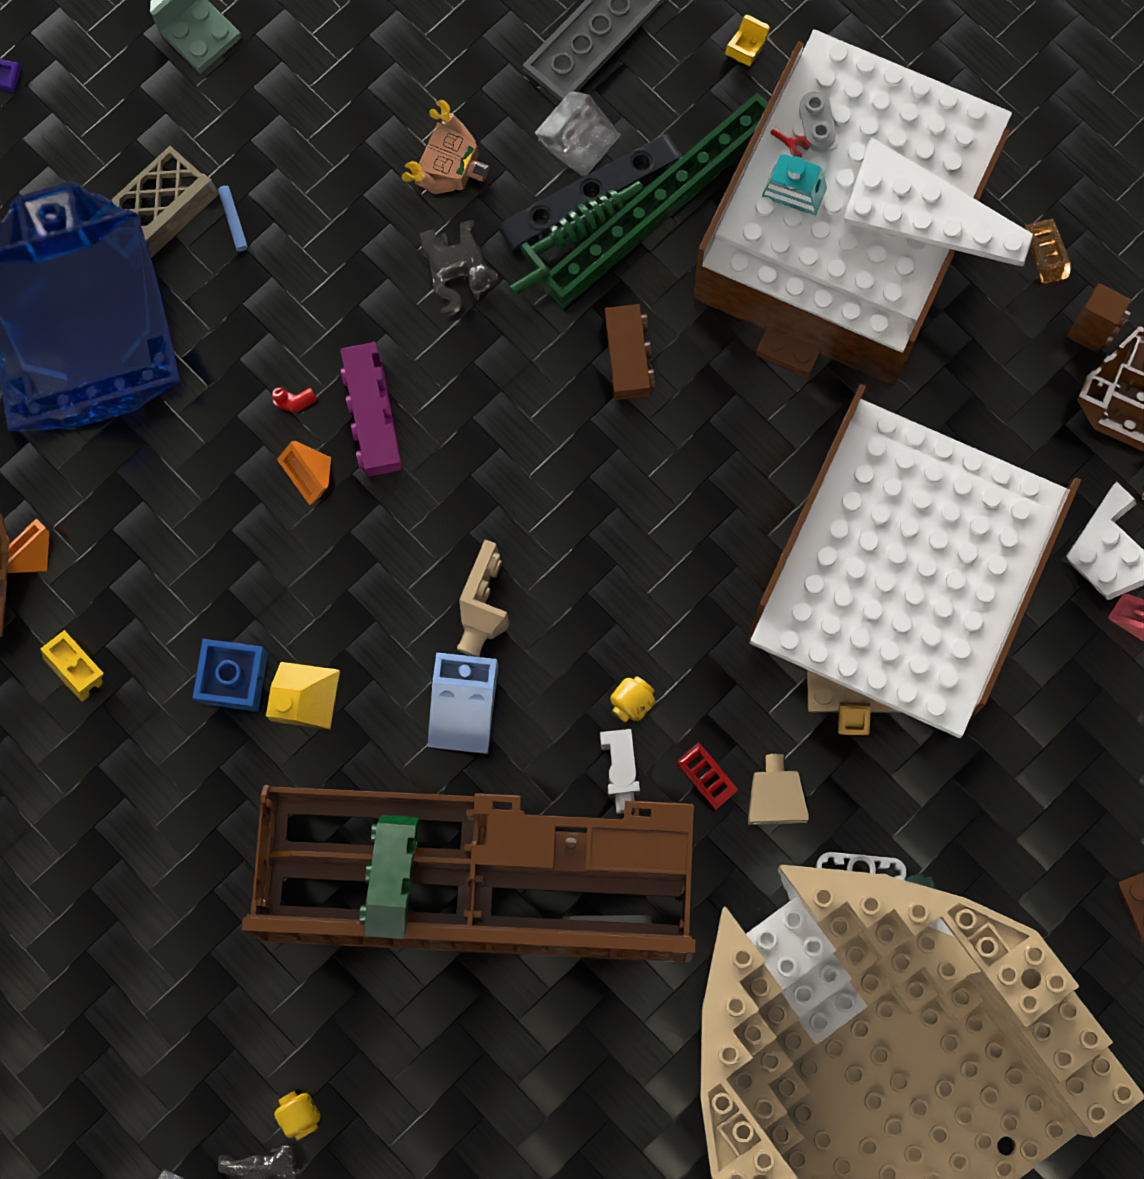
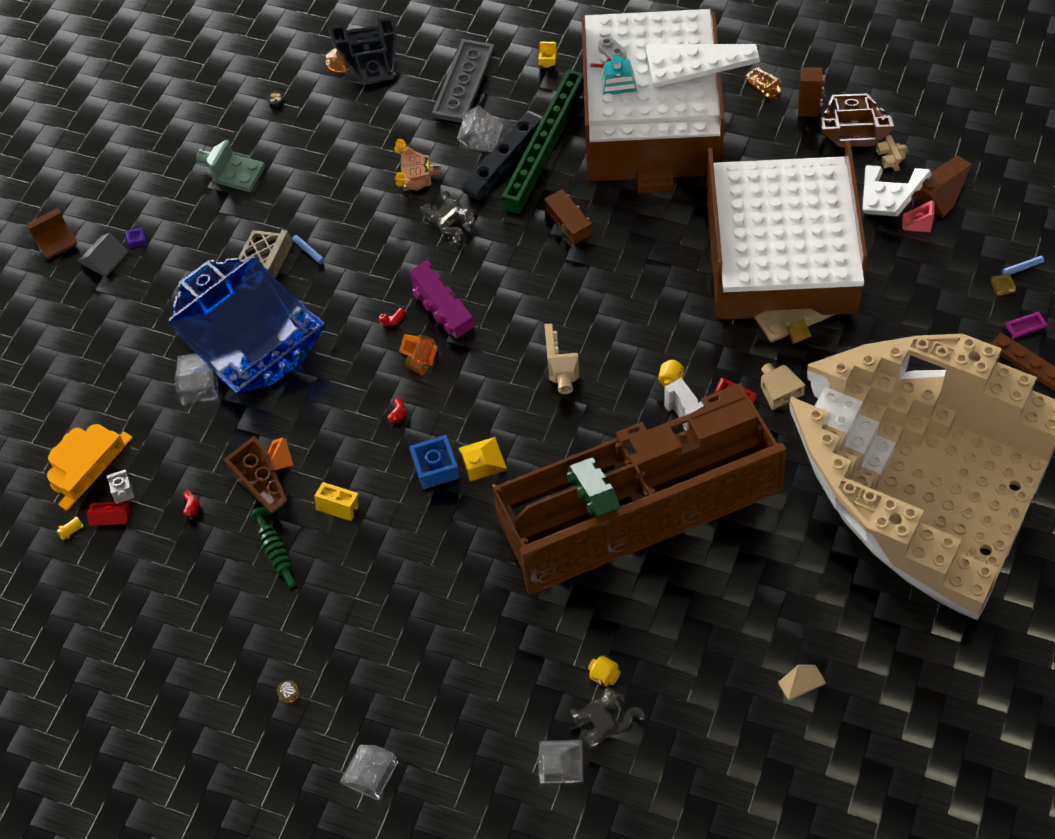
camera: 25 degrees left, 20 degrees down
(227, 563) = (399, 411): none -> red arm
(293, 491) = (418, 359): none -> clear orange piece
(462, 703) = (576, 417): light blue slope -> none
(578, 224) = (504, 168): dark green piece -> none

